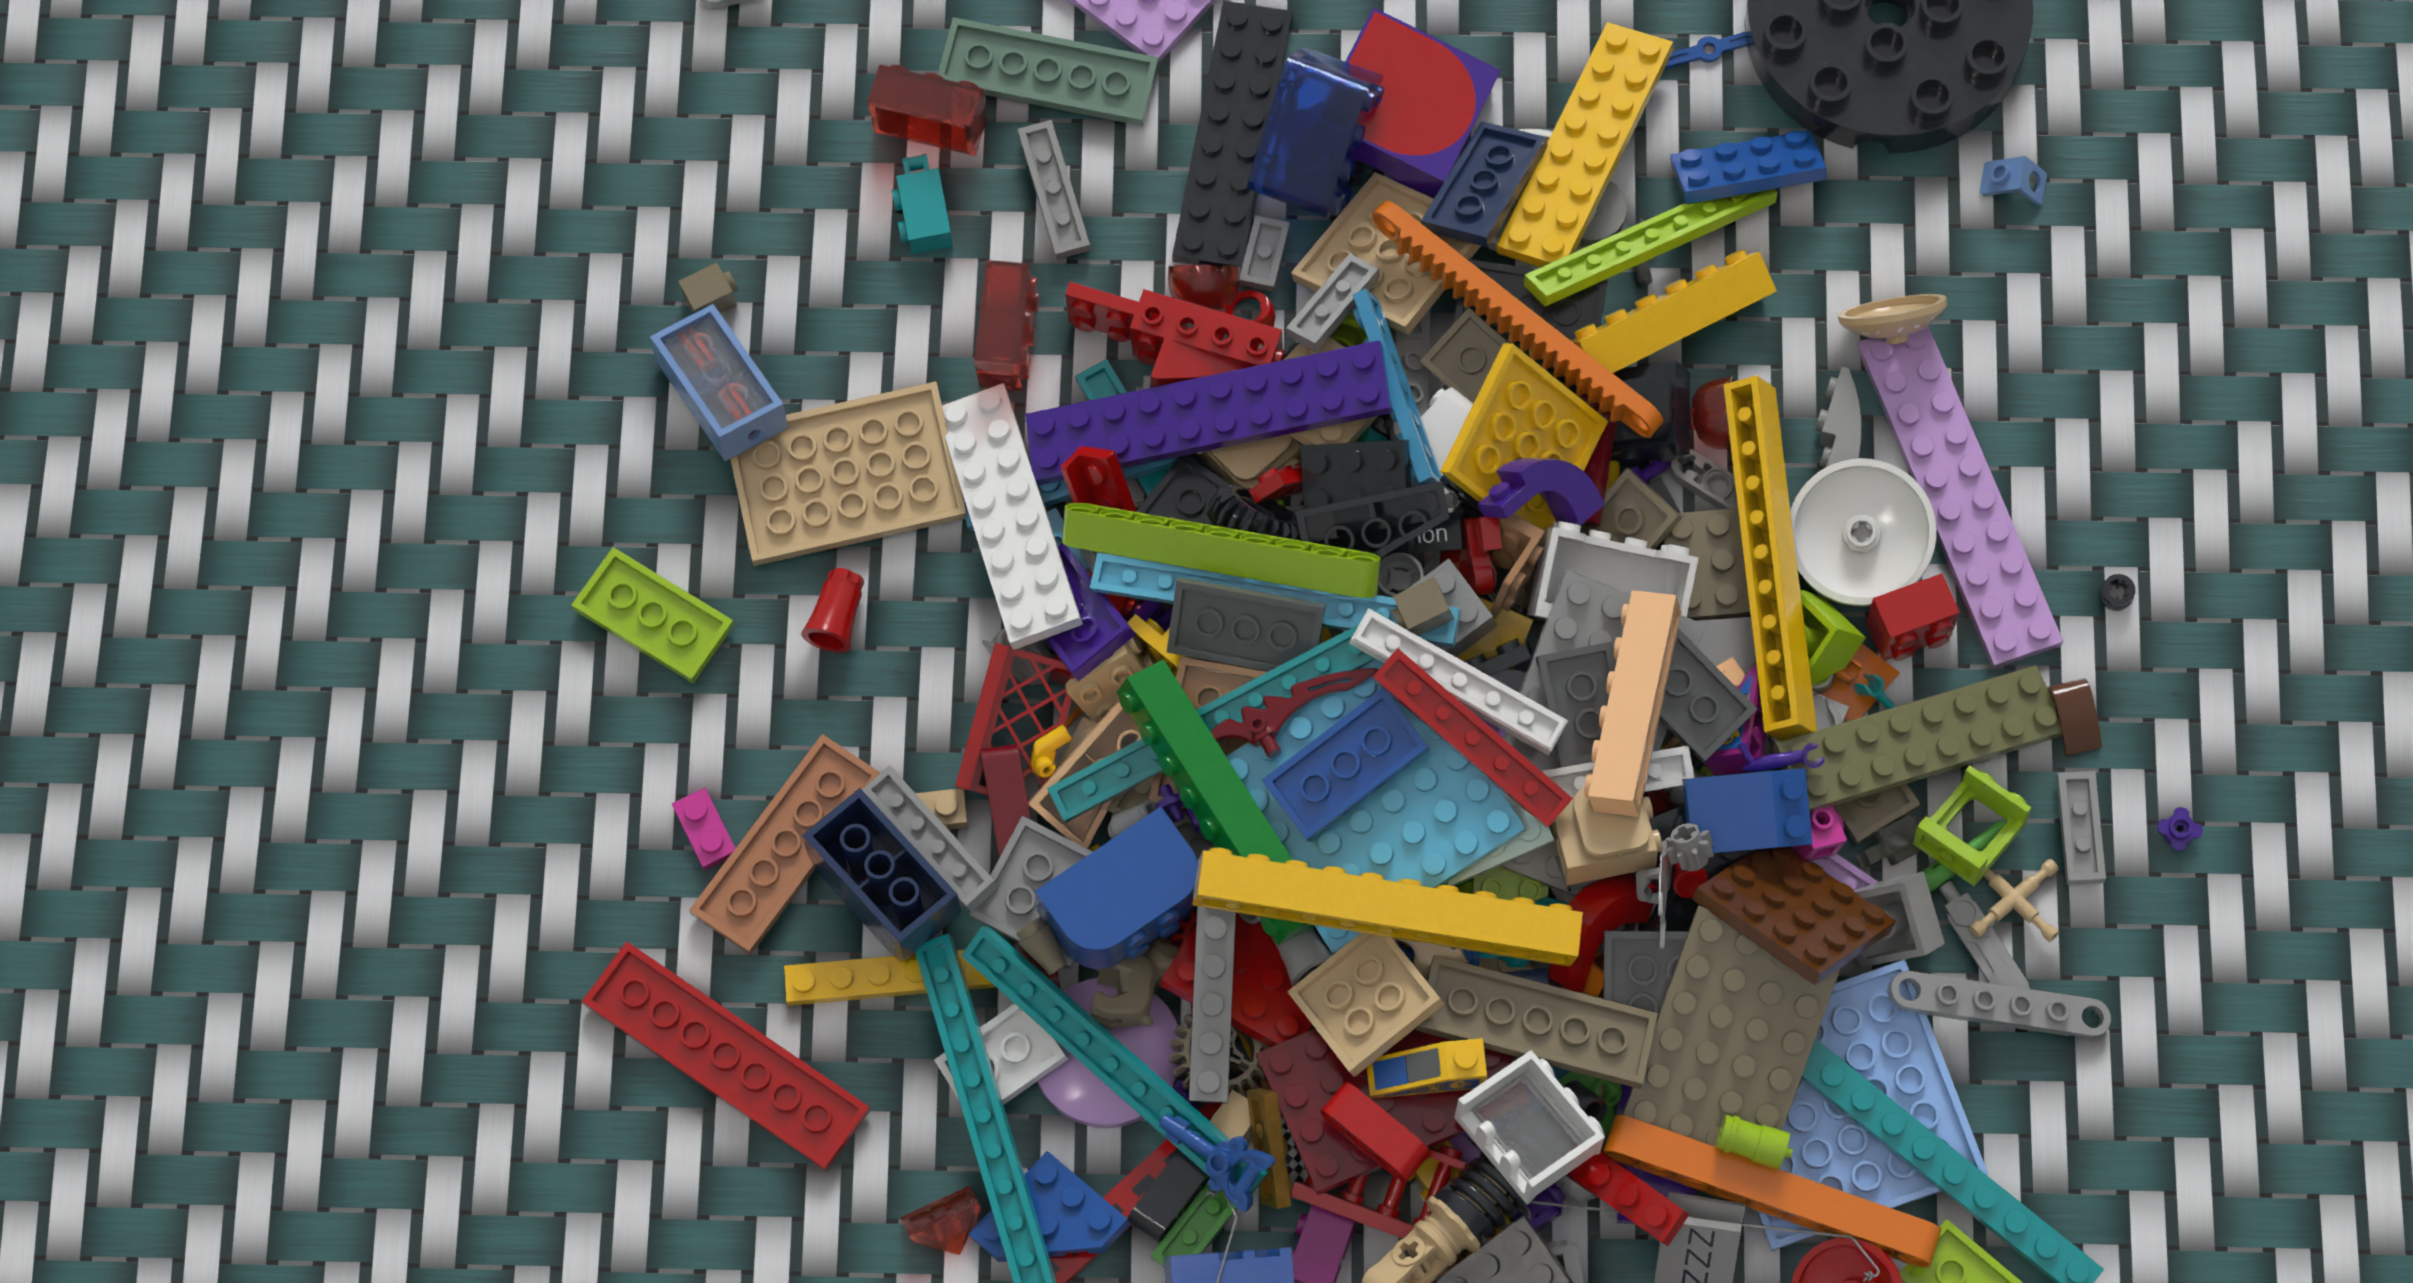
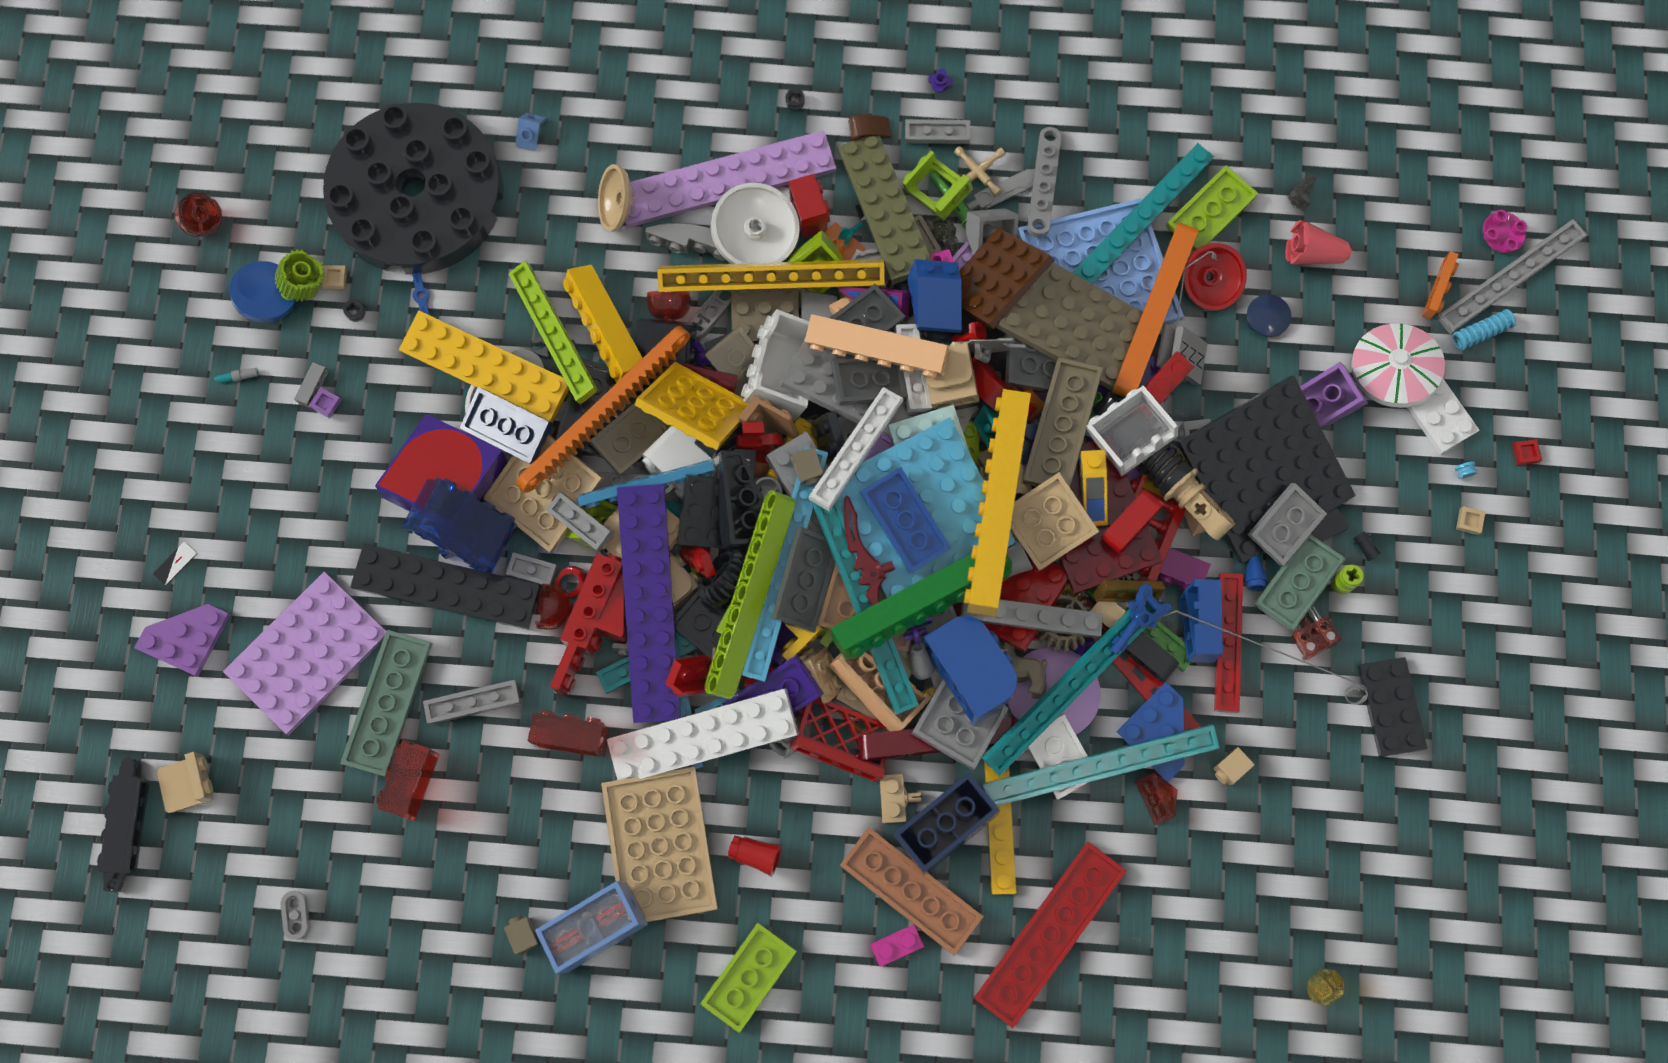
camera: 90 degrees left, 5 degrees up
(923, 207) = (474, 788): teal brick -> none
(931, 838) = (921, 792): light grey plate -> none
(1041, 944) = (997, 723): dark tan cone -> none
(1045, 750) = (862, 720): yellow arm -> none
(1472, 738) = (895, 441): red plate -> none
(1561, 484) = (721, 397): dark purple arch -> none
(1689, 847) = (961, 327): light grey gear -> none
(1748, 166) = (506, 275): blue plate -> none
(1757, 1142) = (1133, 311): lime piece -> none
(1778, 759) = (904, 274): dark purple piece -> none

